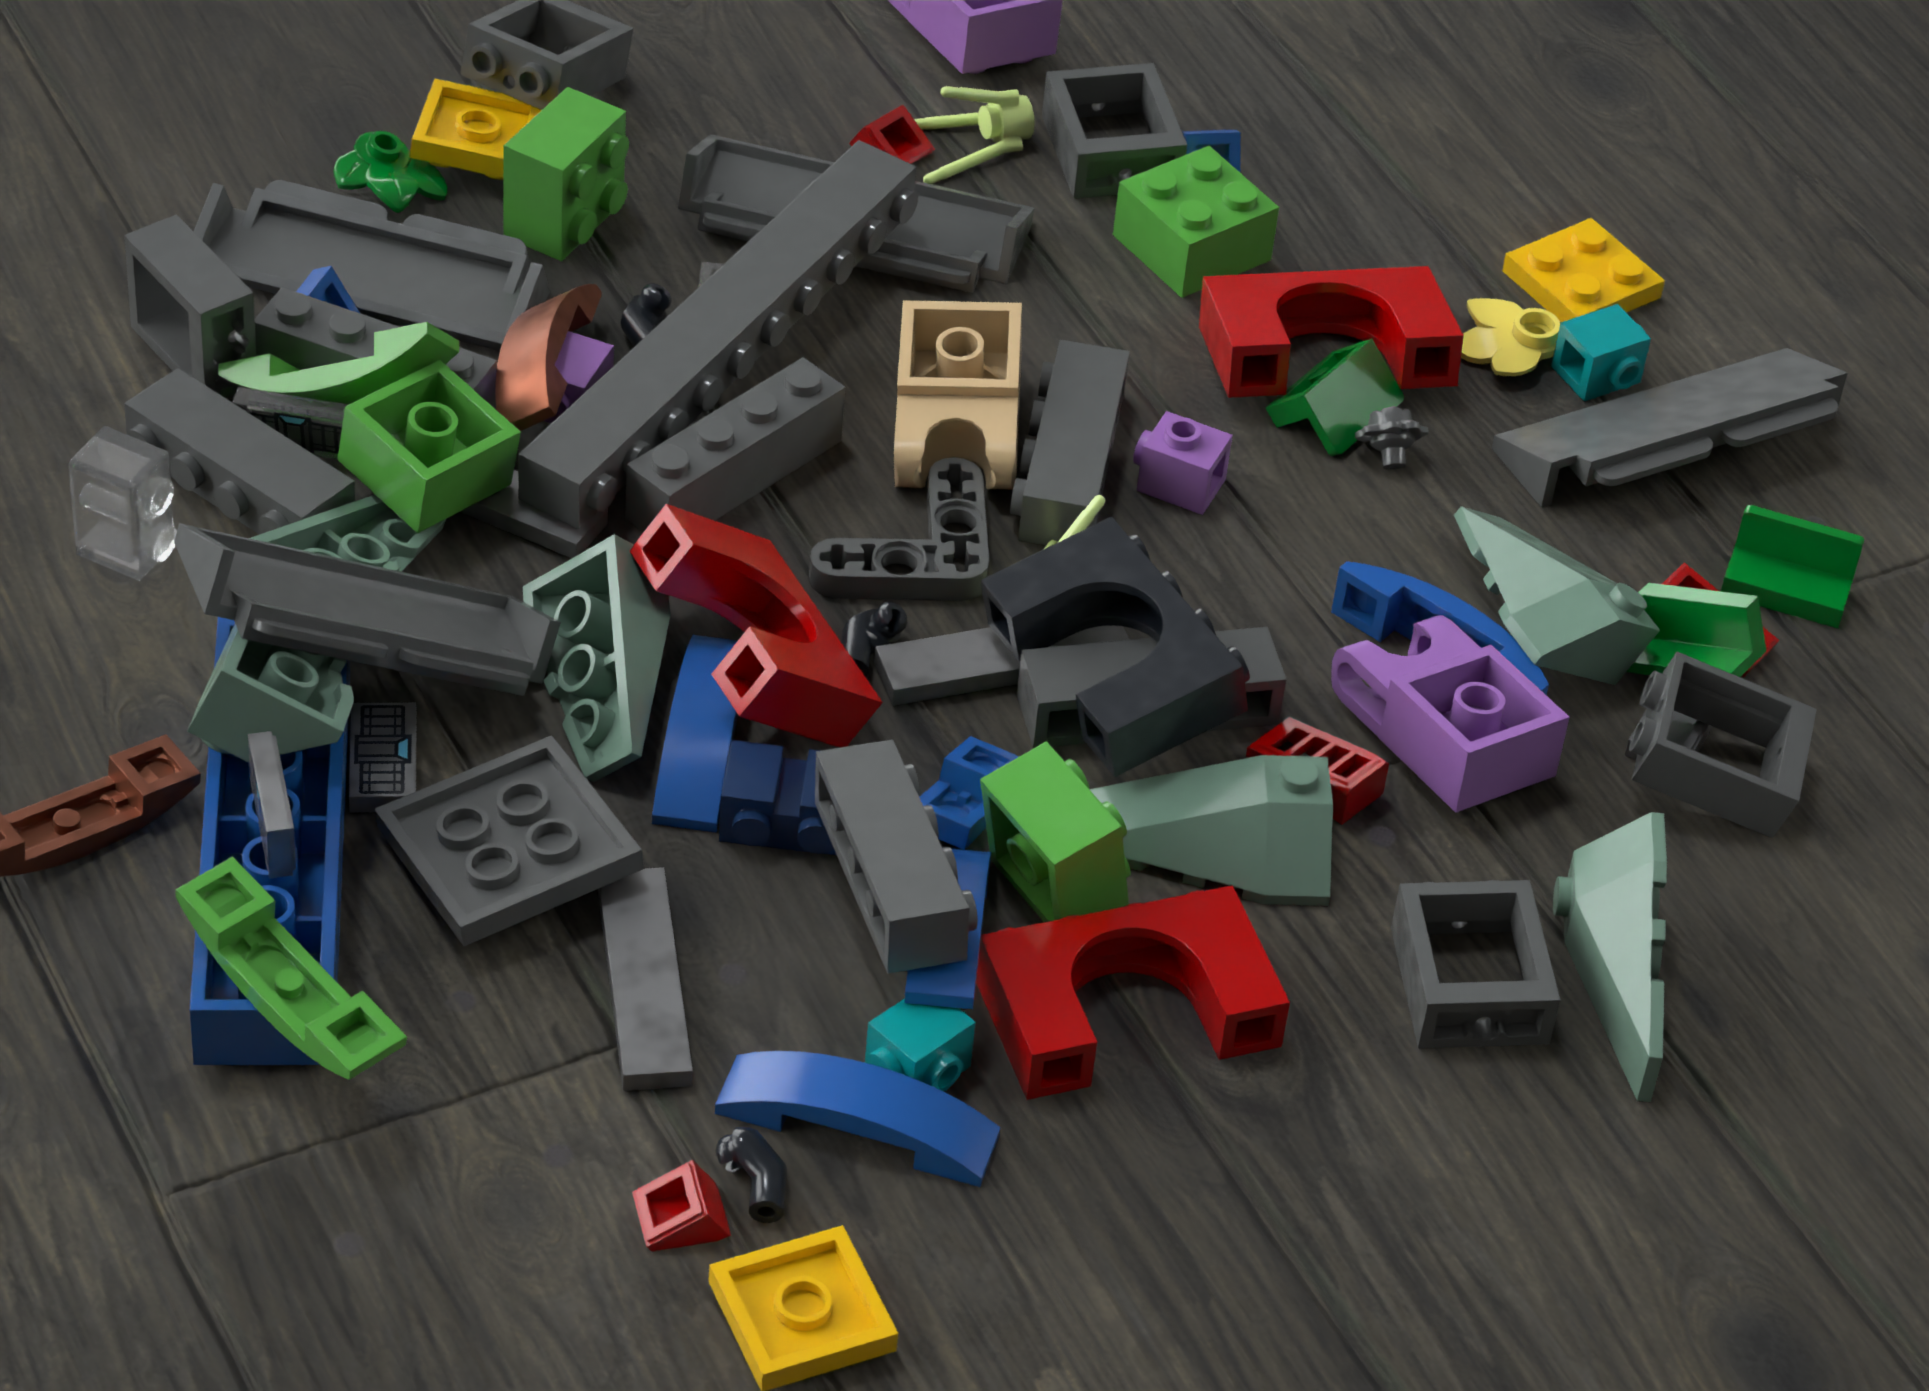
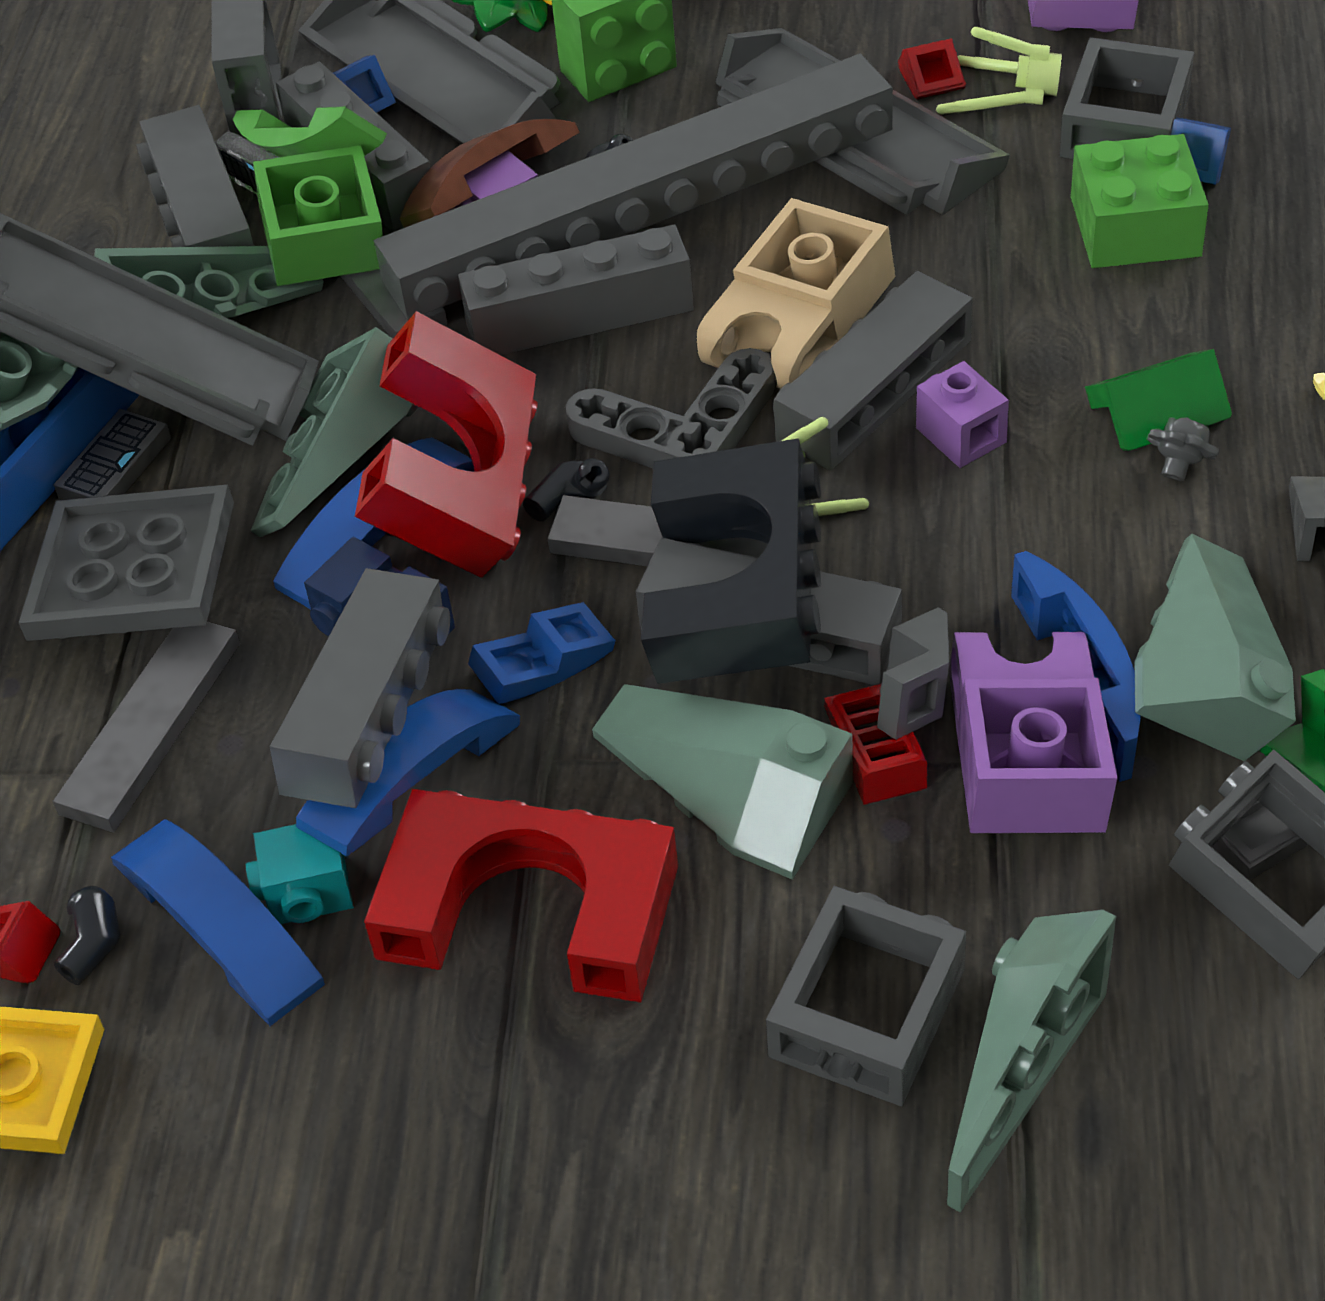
camera: 40 degrees right, 5 degrees up
(122, 503) = (70, 192): clear brick -> none
(1055, 836) = (543, 722): bright green brick -> none
(1328, 689) = (916, 674): none -> dark grey slope
(1400, 308) = (1130, 296): red arch -> none

